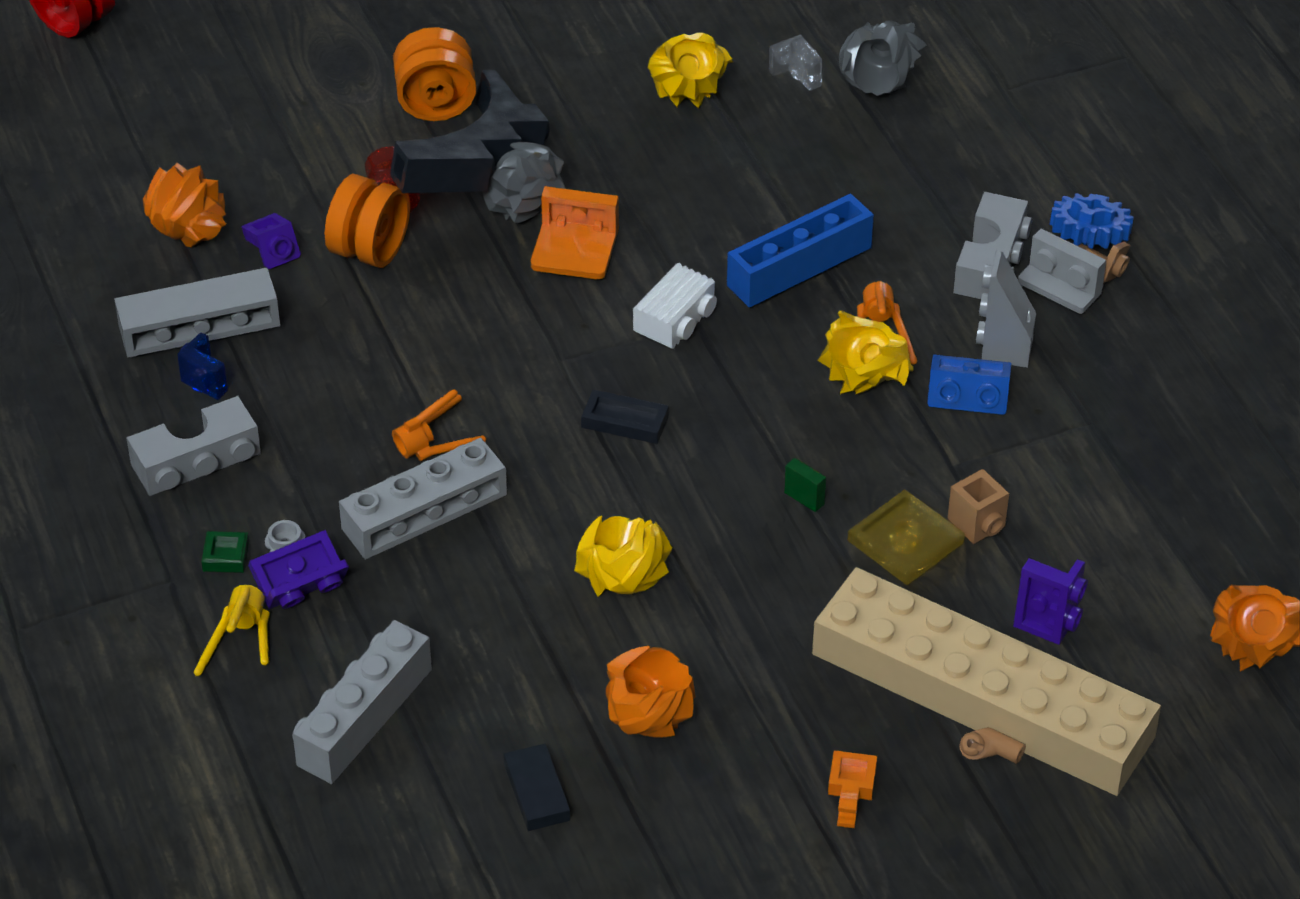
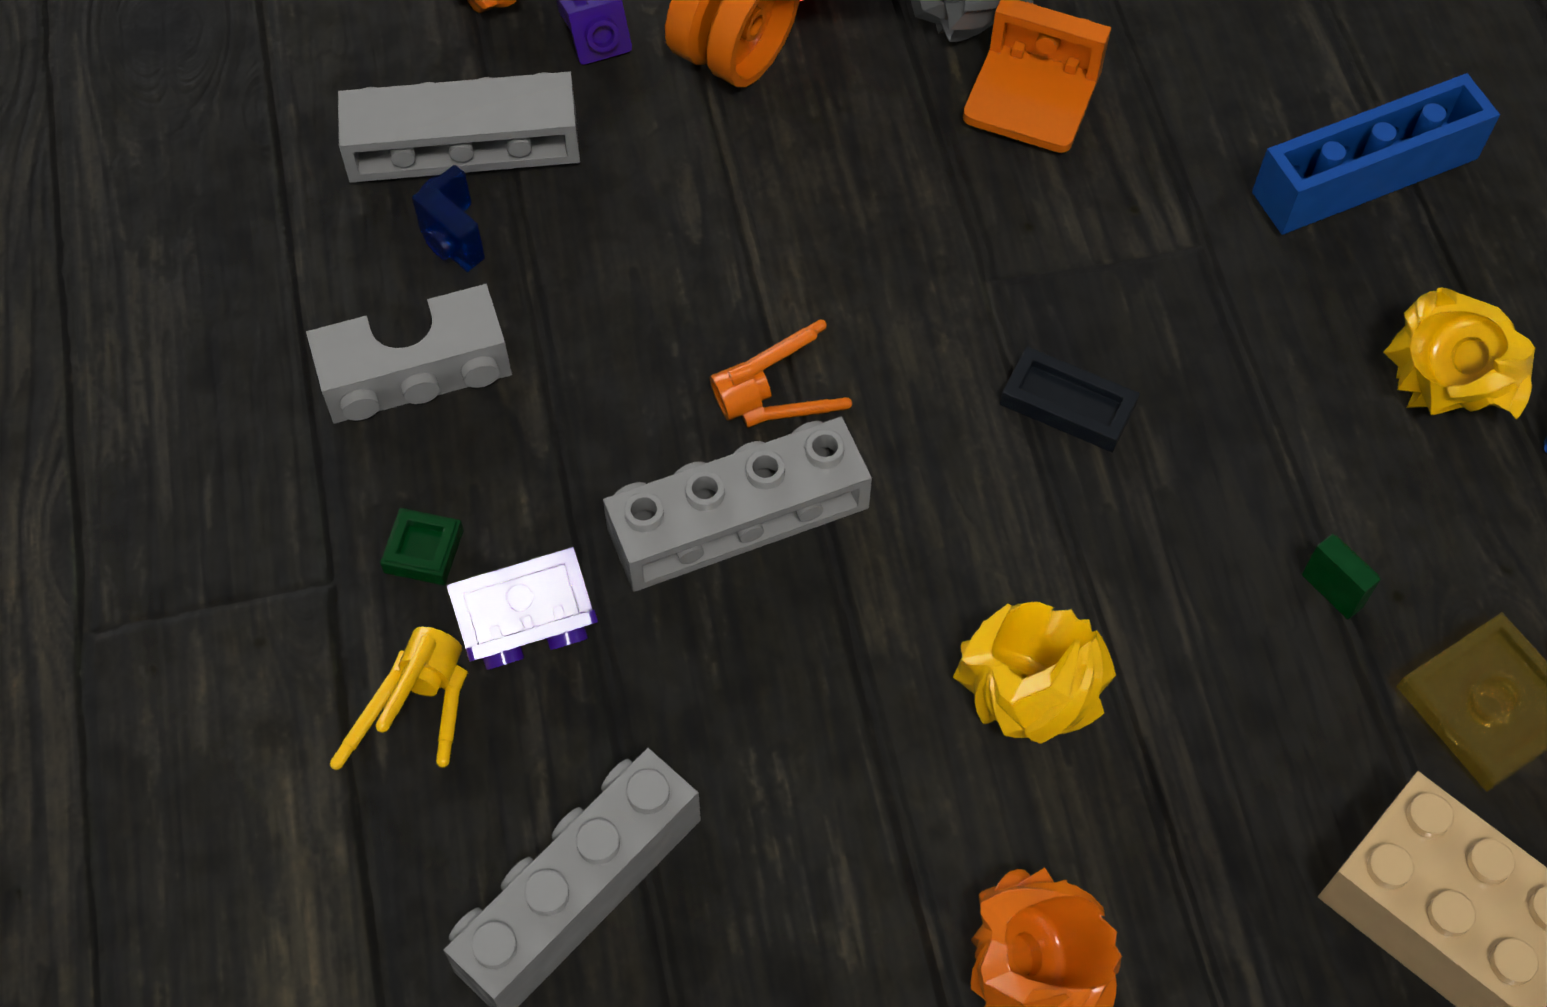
camera: 10 degrees right, 15 degrees up
(282, 534) = (510, 528): light grey plate -> none
(675, 306) = (1170, 219): white brick -> none
(880, 306) = (1487, 265): orange plant -> none

